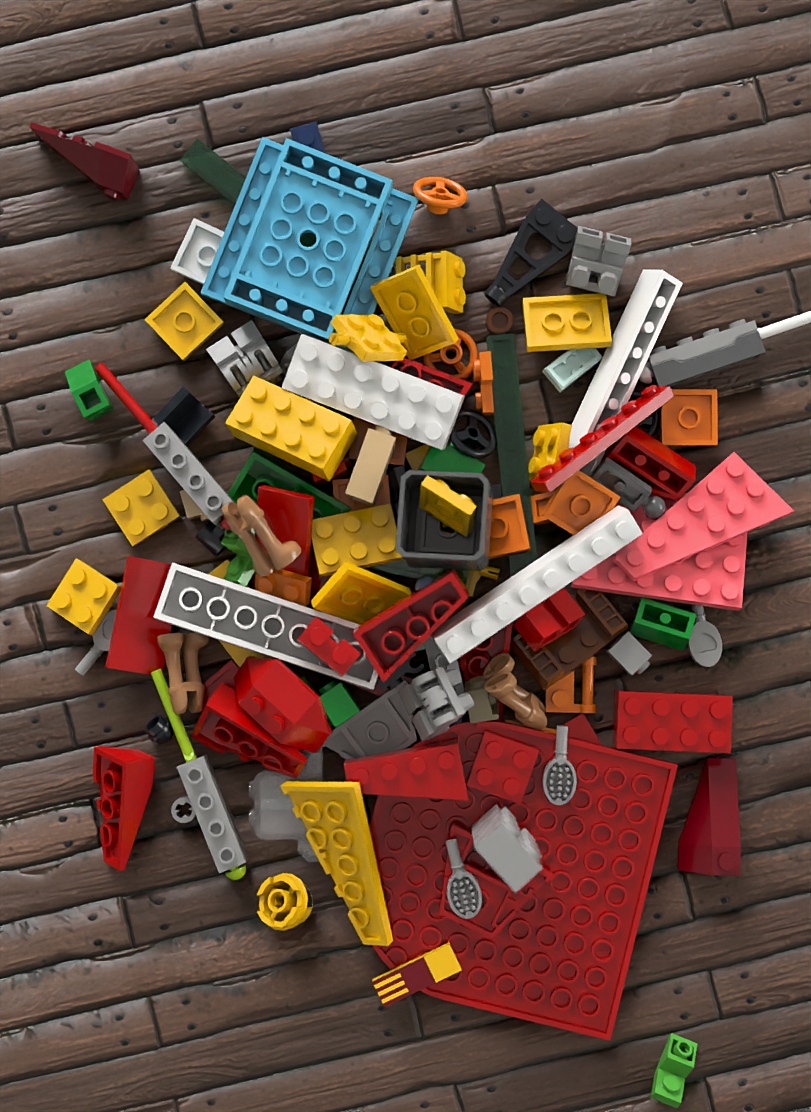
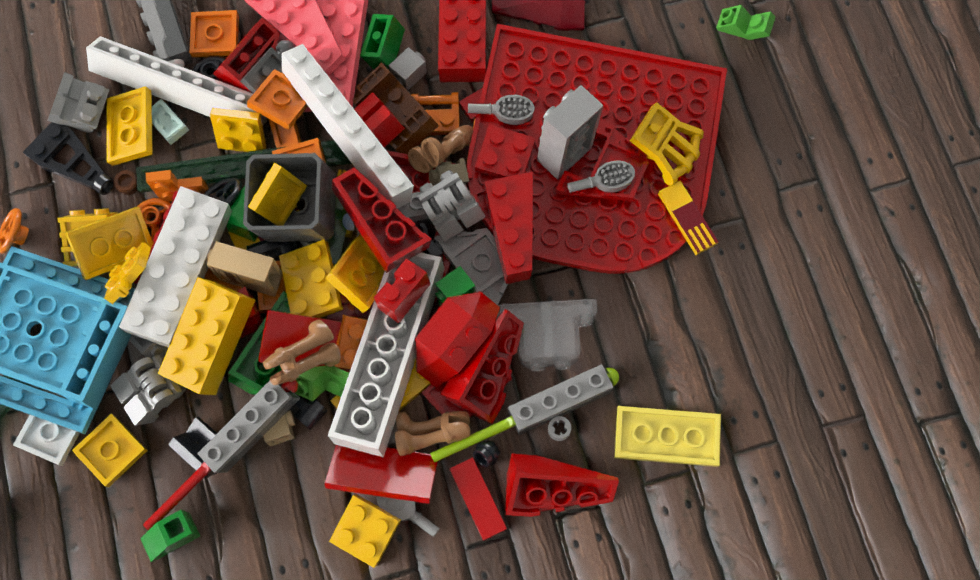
camera: 90 degrees left, 15 degrees down
(113, 717) = (478, 499): none -> red tile
(141, 508) = (282, 483): yellow plate -> none
(171, 927) = (668, 436): none -> light yellow tile
(284, 902) = (634, 331): yellow cone -> none
(344, 847) = (578, 276): yellow wing -> none
(515, 947) = (653, 139): none -> yellow plate
(596, 442) = (225, 83): plate -> none
(705, 640) = (402, 10): light grey piece -> none

